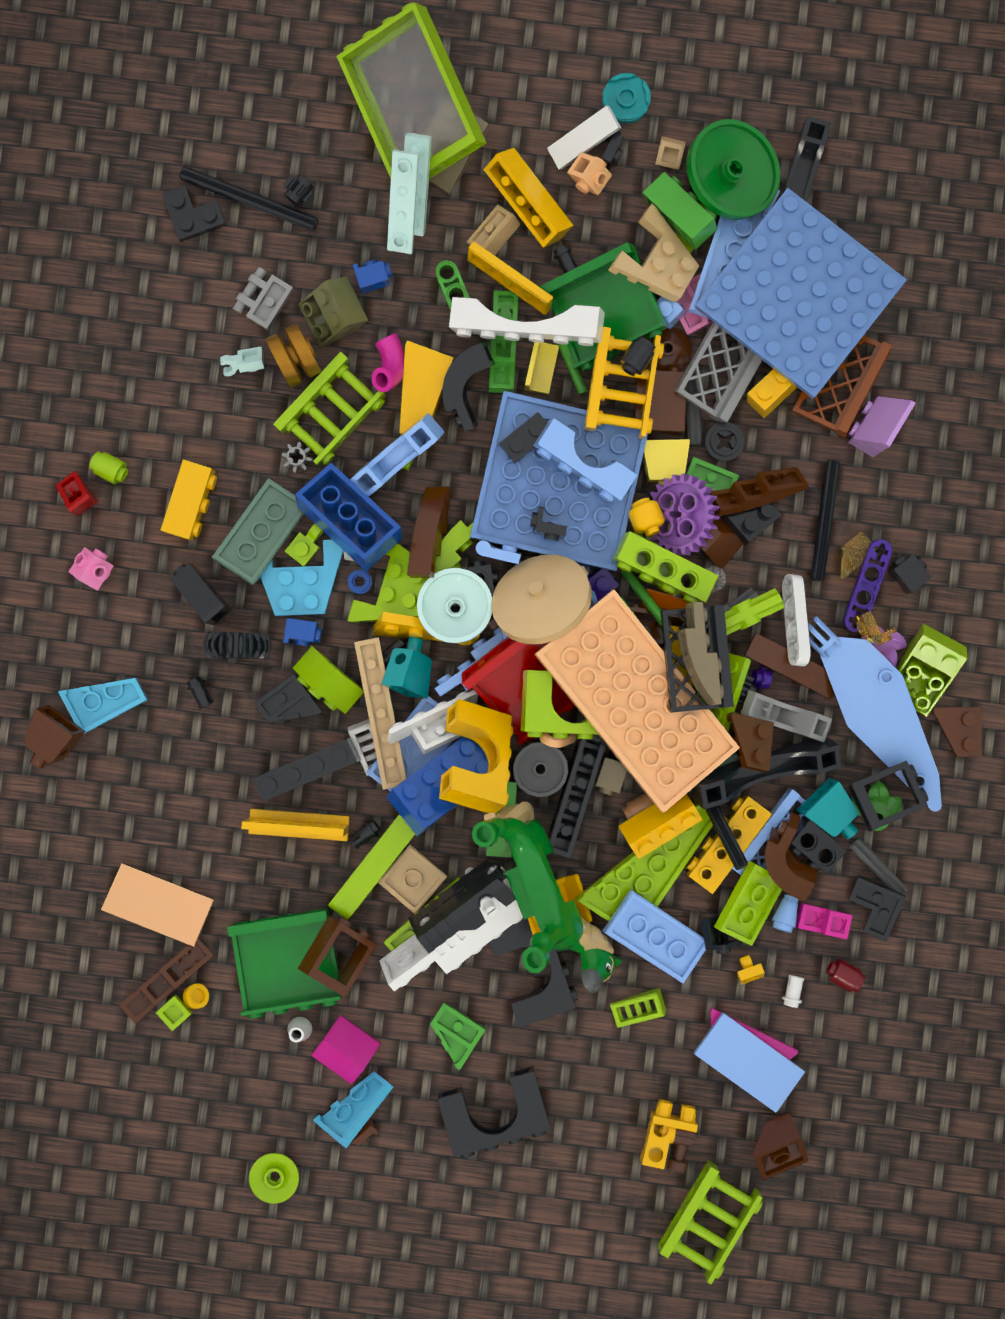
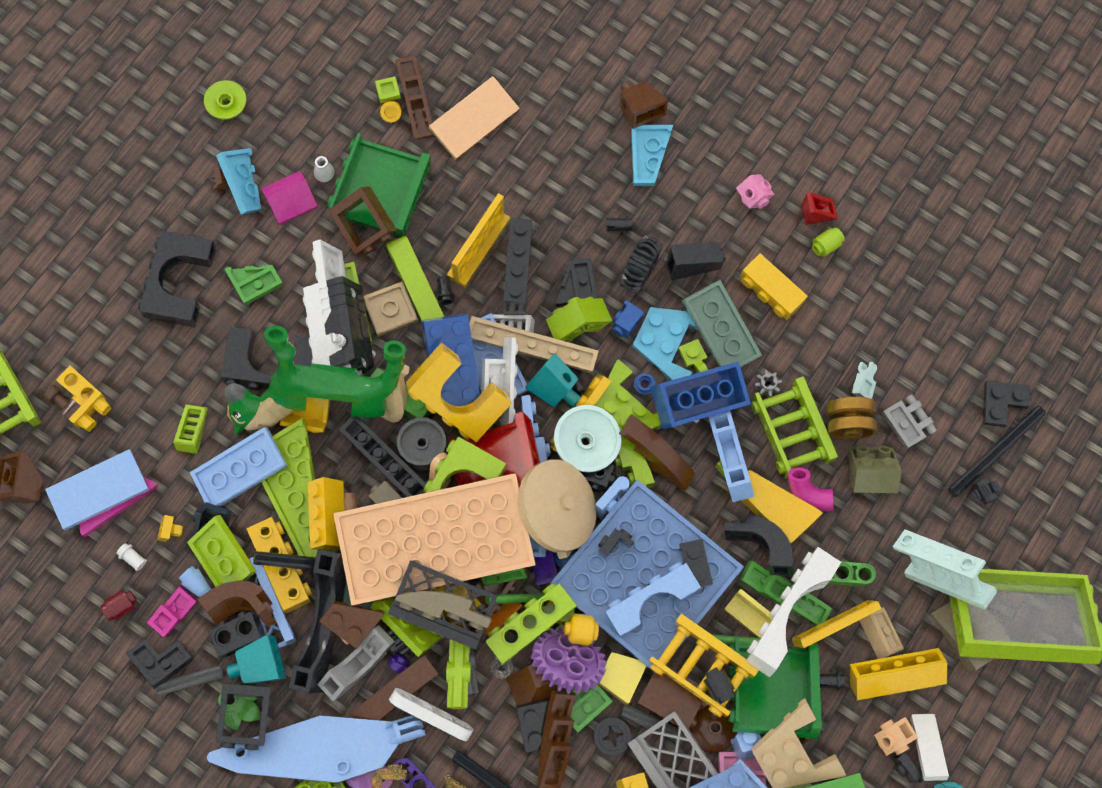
camera: 110 degrees right, 15 degrees down
(373, 275) = (889, 515): blue brick -> none

